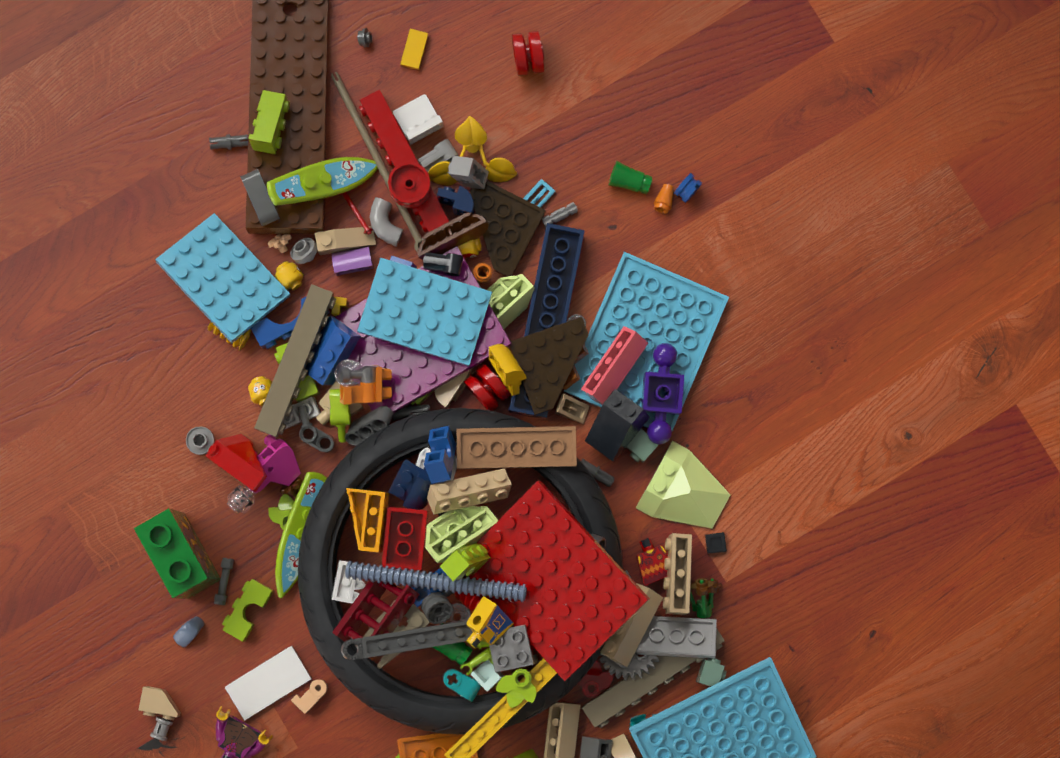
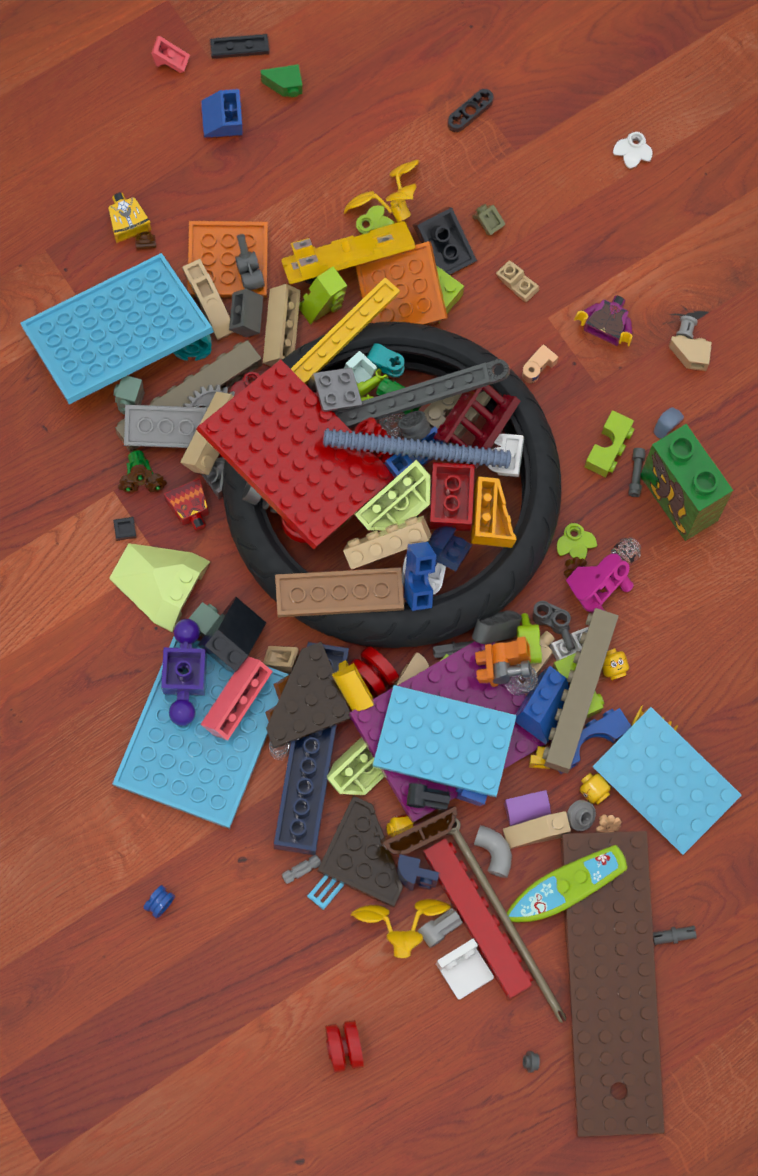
camera: 175 degrees right, 10 degrees down
(199, 440) = (674, 610): light grey plate -> none
(238, 459) = (635, 588): red wedge -> none
(259, 197) = (637, 864): dark grey beam -> none
(268, 682) = (582, 376): white tile -> none
(269, 122) = (630, 946): lime wedge -> none
(288, 550) = (570, 511): piece -> none
(367, 230) = (512, 840): red axle -> none
(409, 173) = (469, 896): red wheel -> none
(414, 49) = (474, 1052): yellow tile -> none
(465, 561) = (387, 462): lime arch -> none
(468, 172) = (405, 902): light grey brick -> none
(484, 269) = (380, 792): orange cone -> none
(487, 623) = (362, 408): yellow torso -> none
(516, 690) = (329, 351): lime plate -> none
(599, 474) = (253, 594): dark grey axle -> none
(629, 178) = (224, 910): green plant -> none
(663, 201) = (185, 889): orange cone -> none
(678, 573) = (164, 485): tan brick -> none

